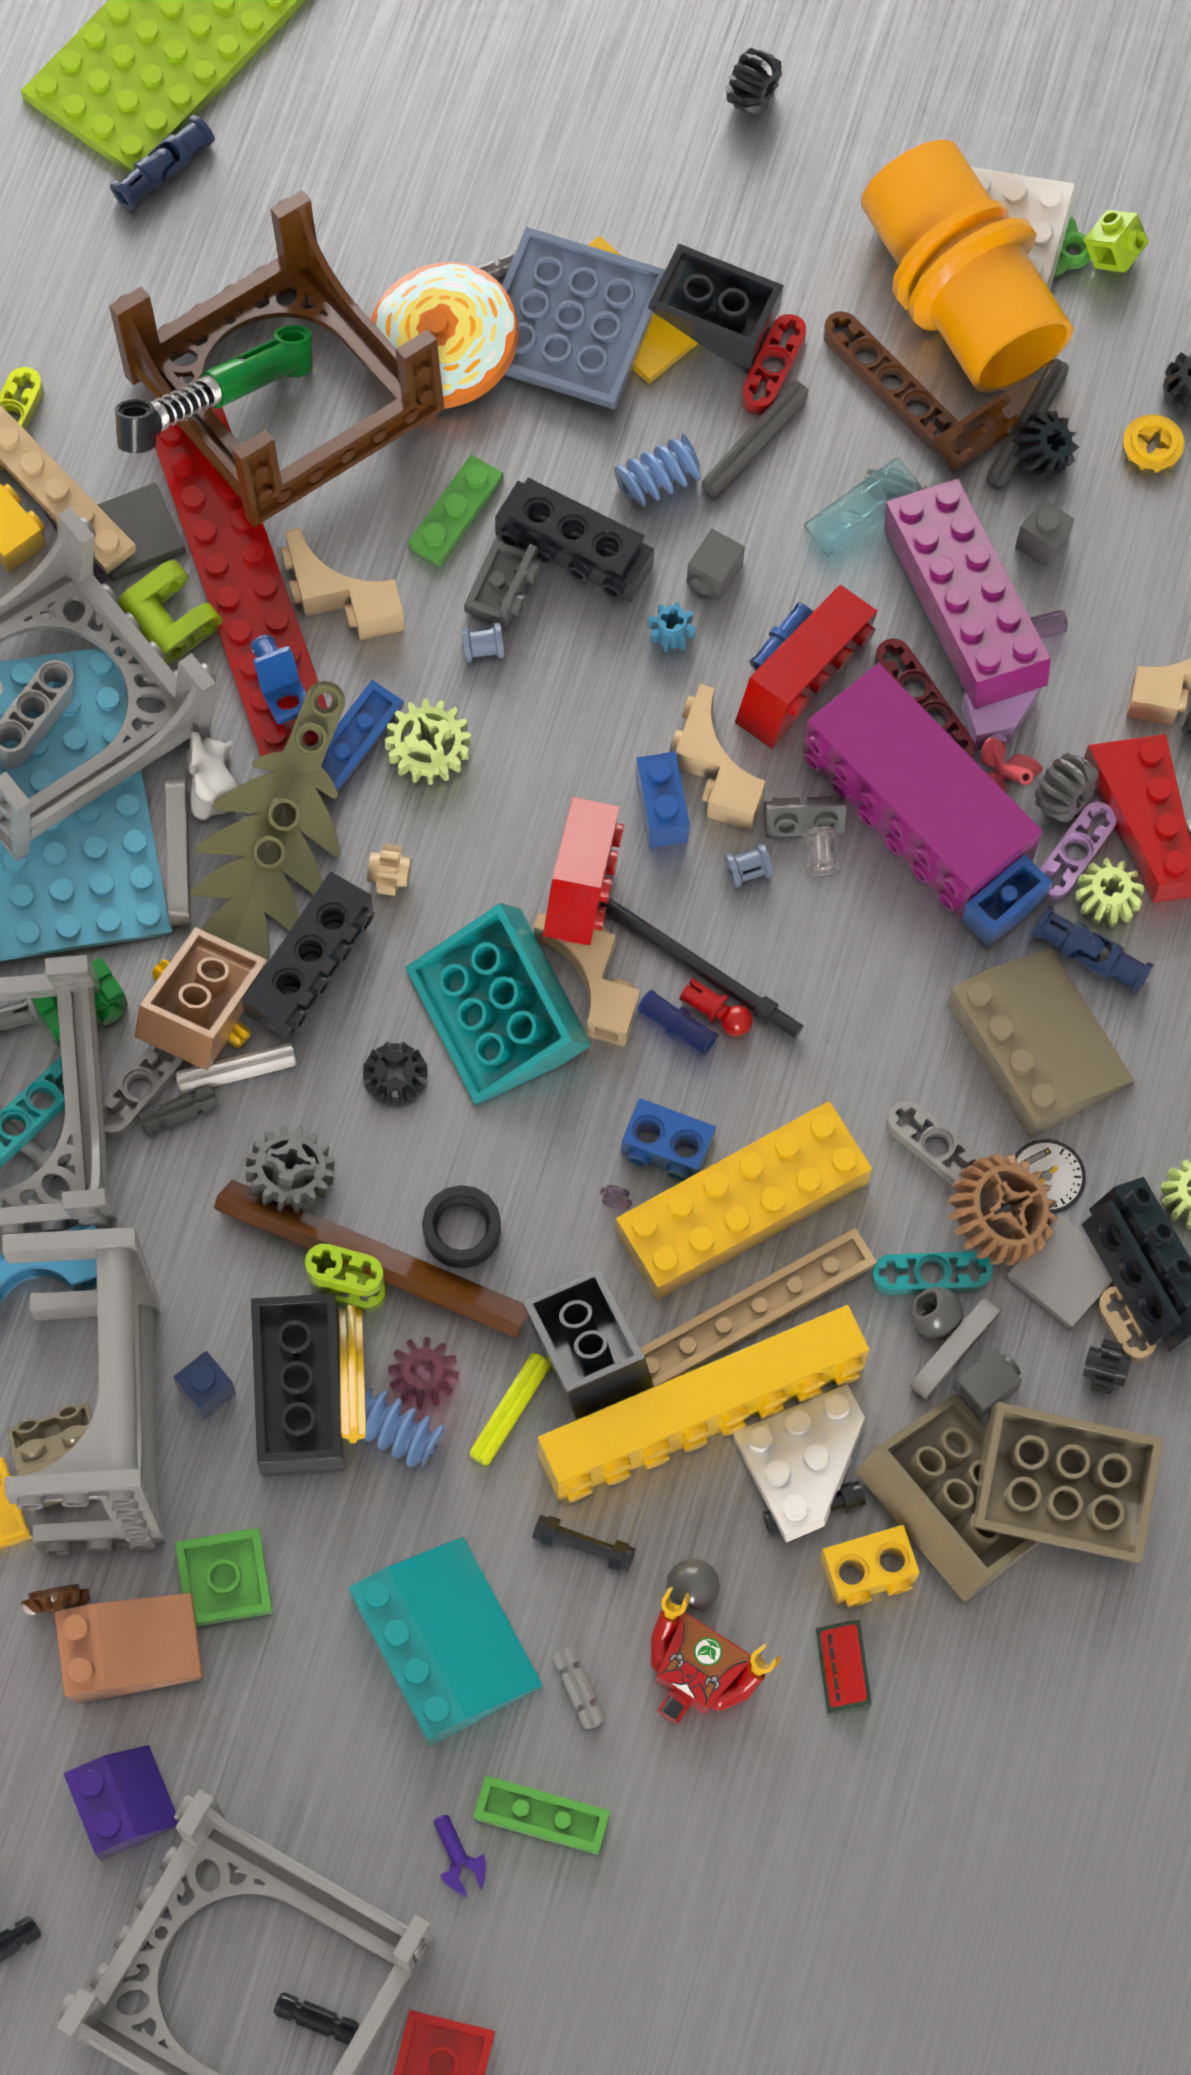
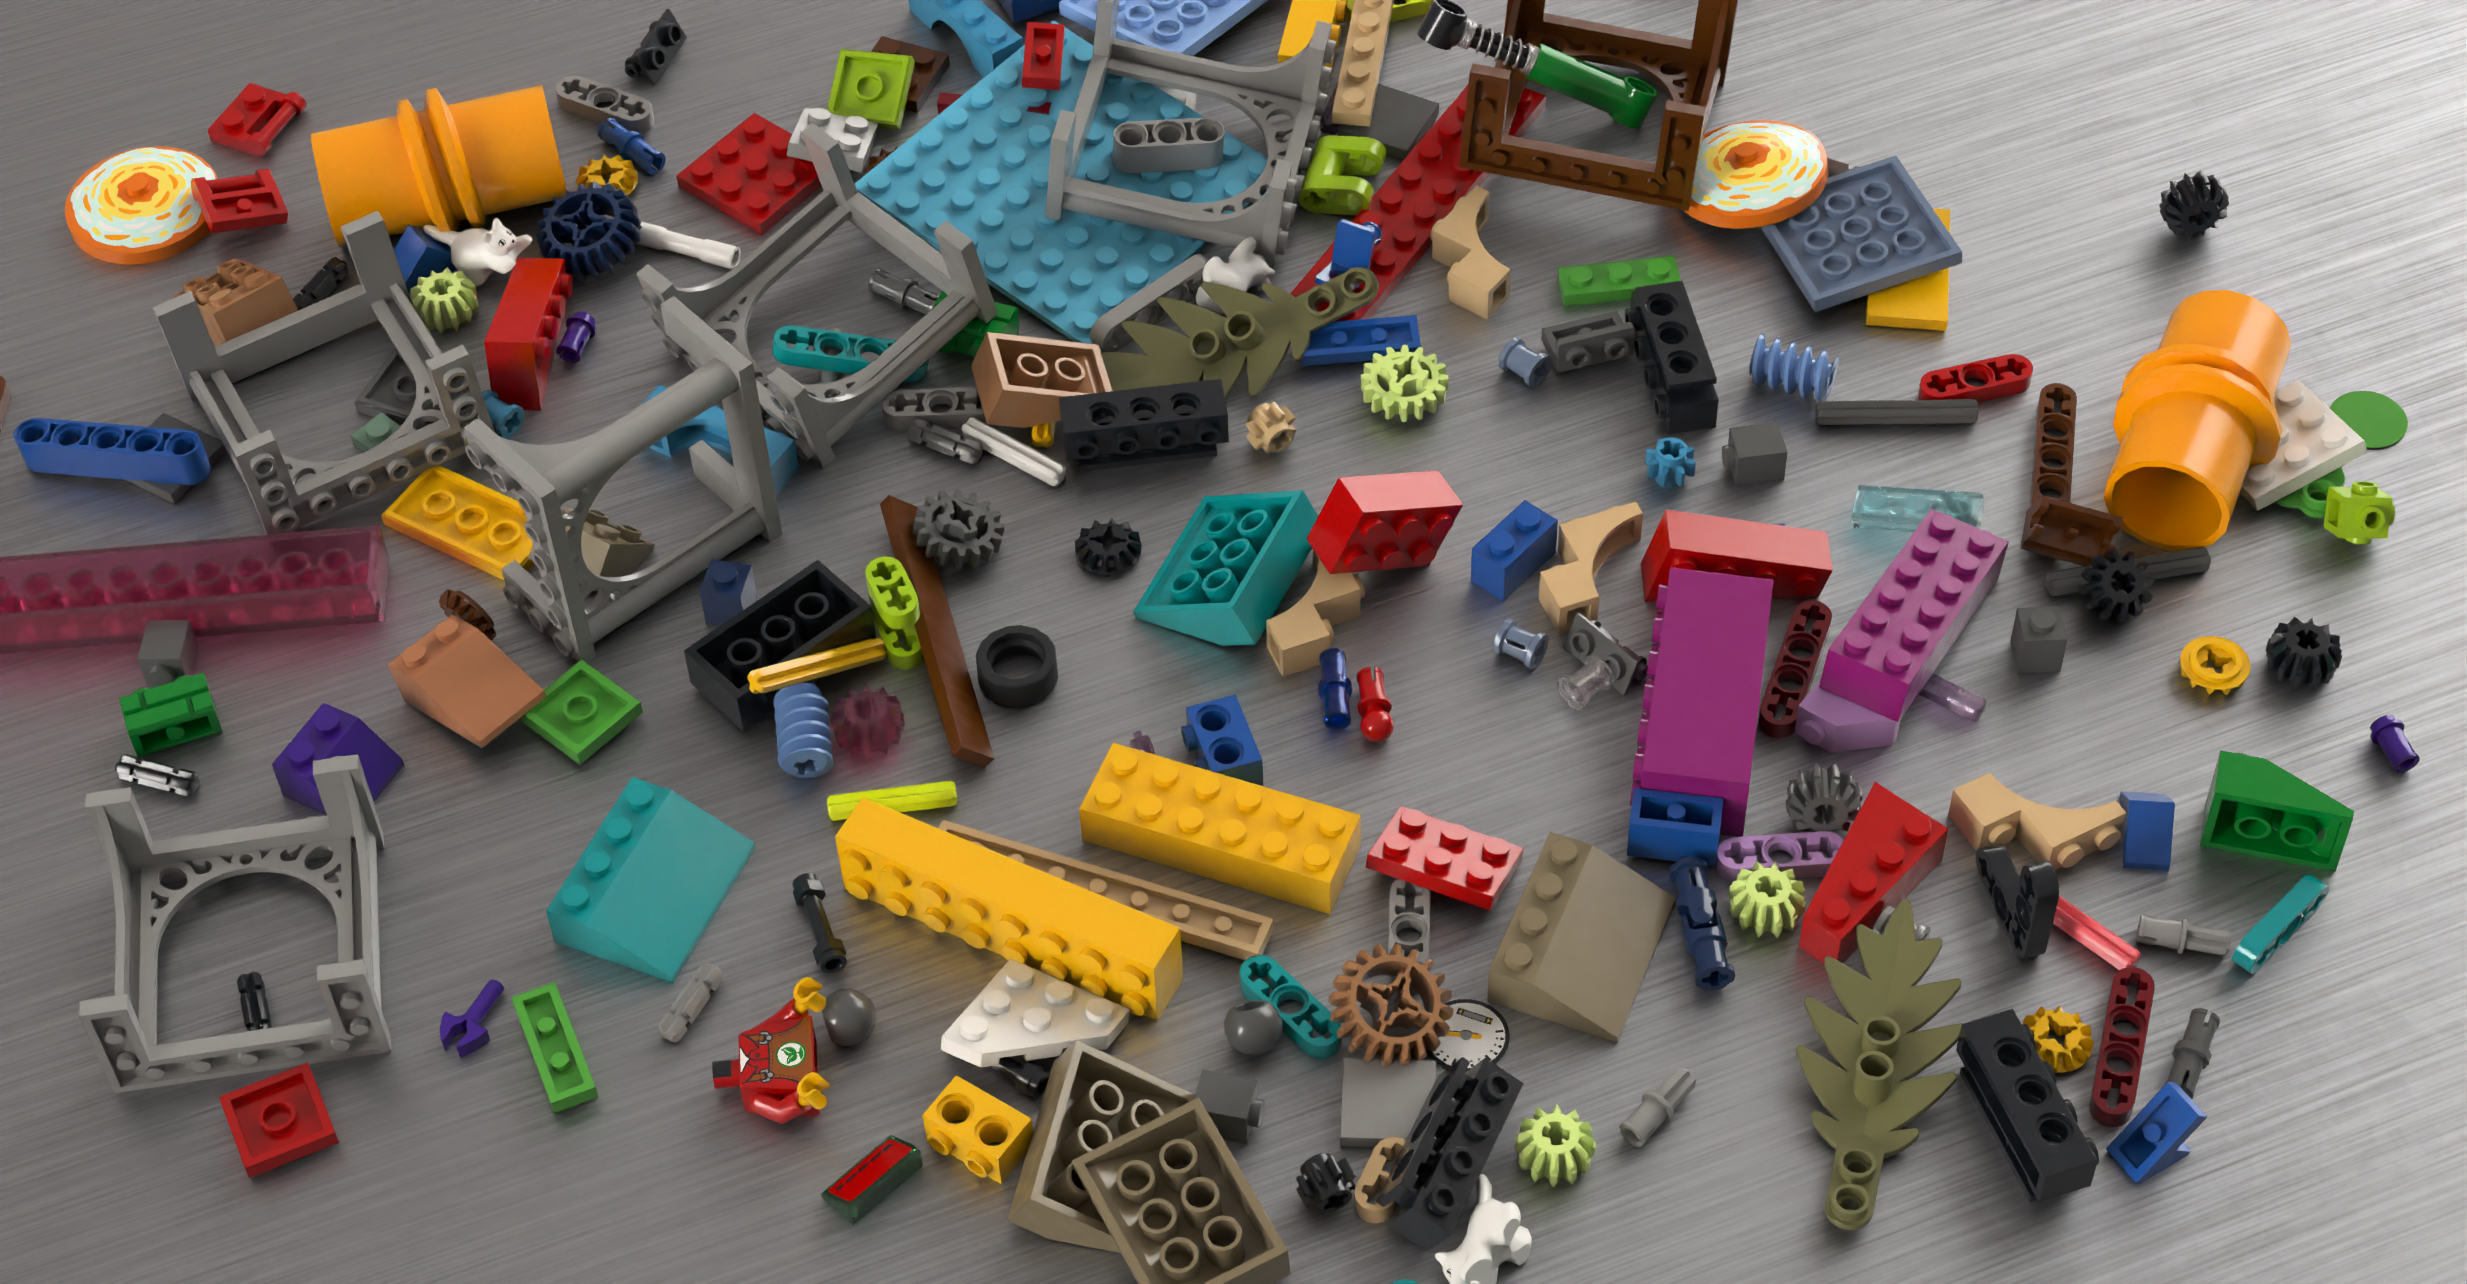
camera: 55 degrees right, 20 degrees down
(588, 1343) = (987, 791): black brick -> none
(717, 304) = (1974, 303): black slope -> none
(763, 1008) = (1407, 735): black bar -> none
(896, 1070) = (1445, 857): none -> plate
(955, 1348) = (1266, 1062): light grey beam -> none
(1018, 768) = (1799, 735): coral plant -> none
(1027, 150) = (2372, 417): none -> bright green sticker

